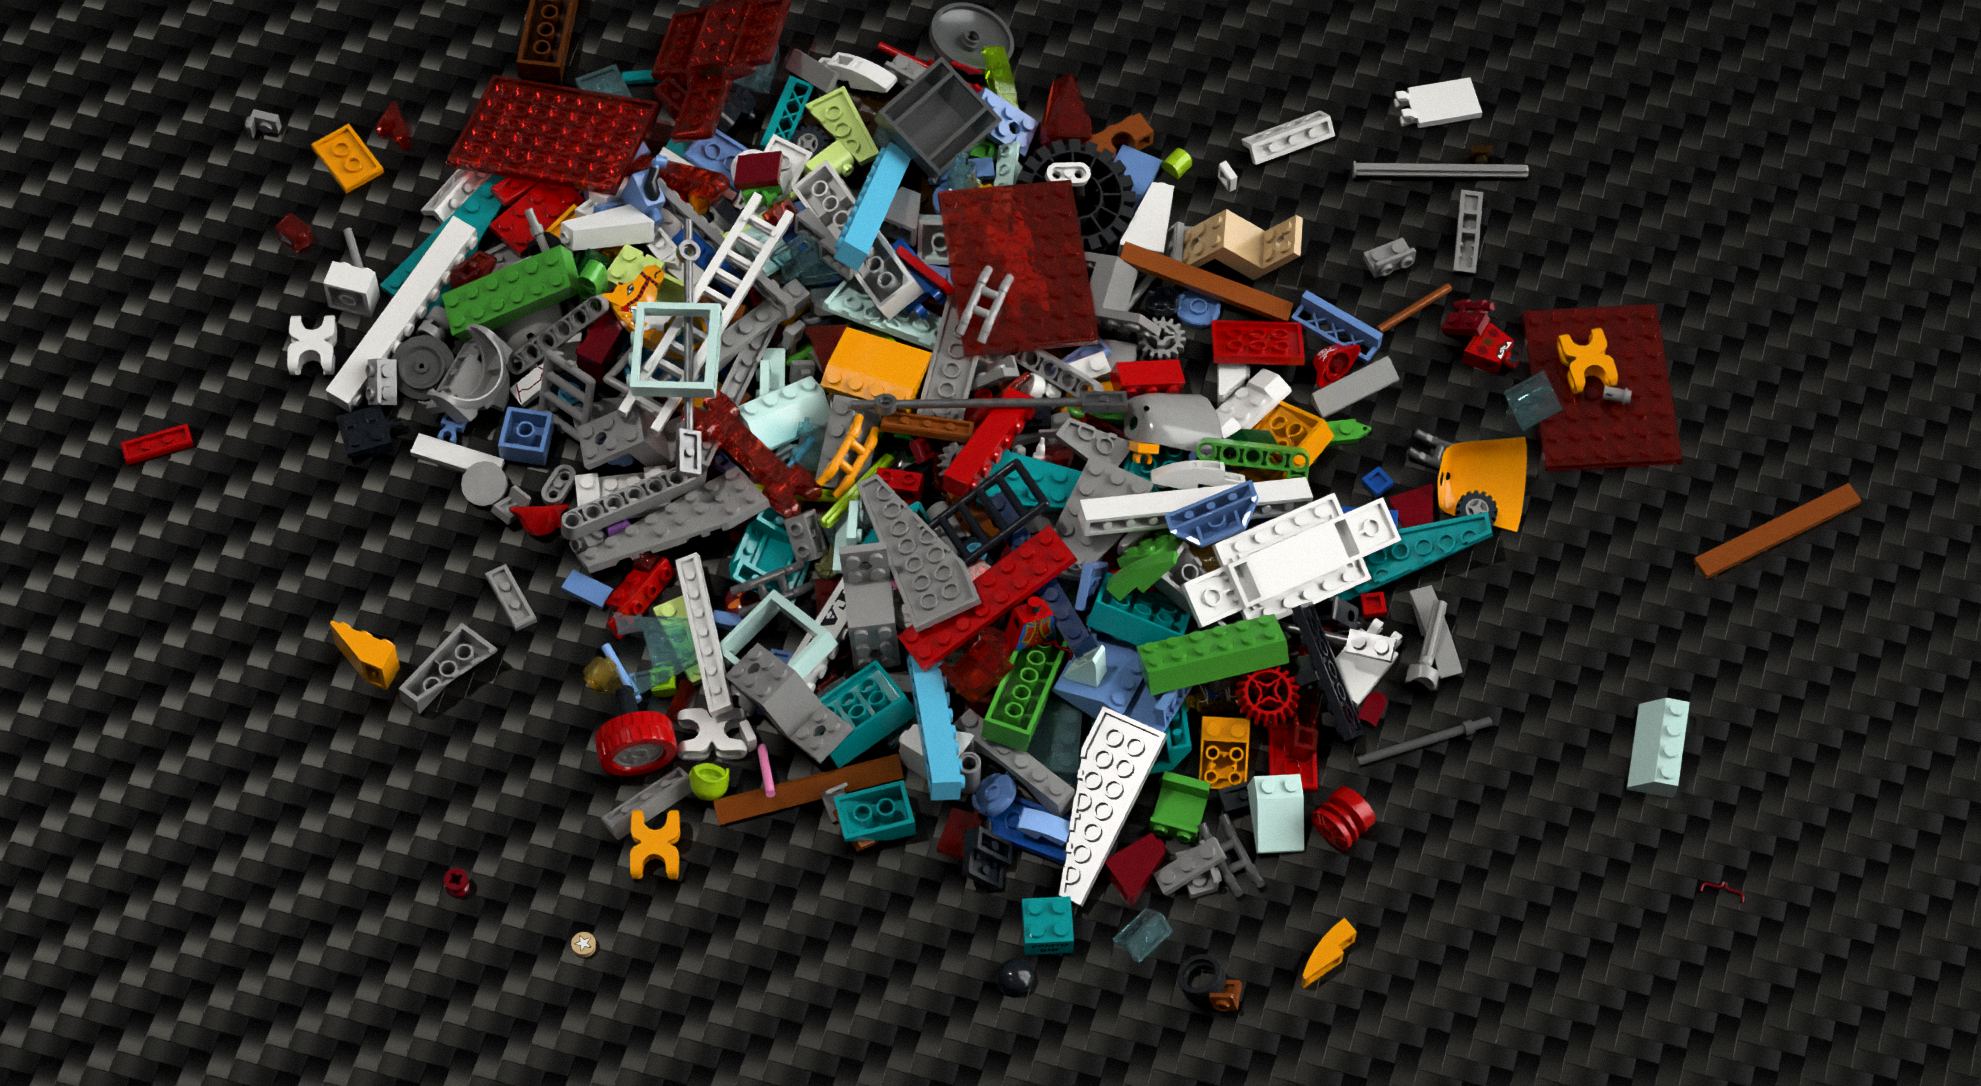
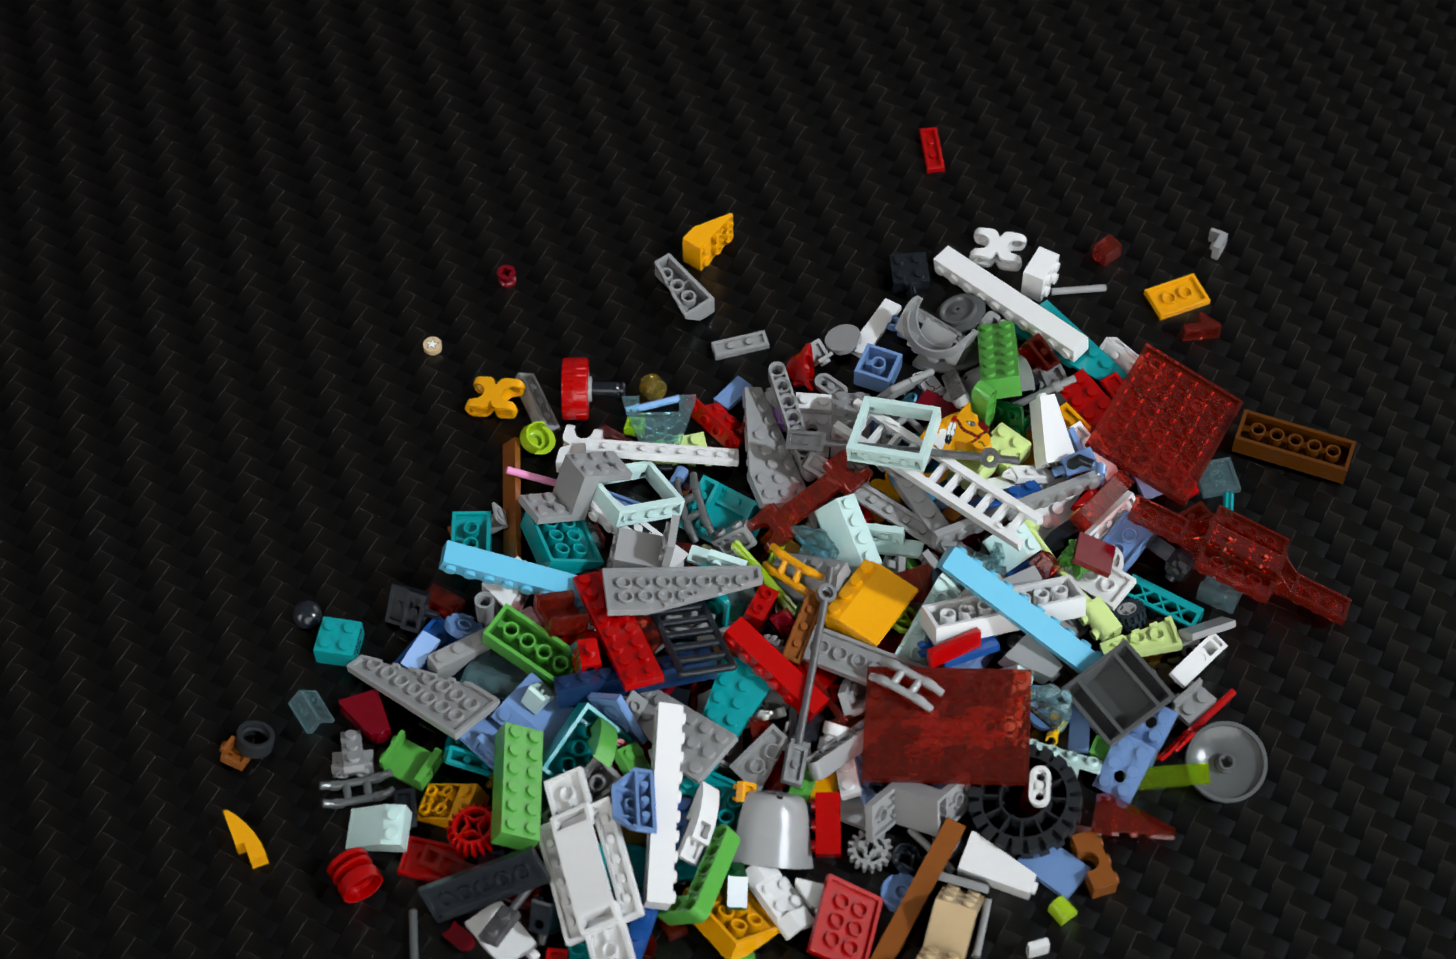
camera: 105 degrees right, 5 degrees down
(381, 381) = (948, 281): light grey bracket -> none

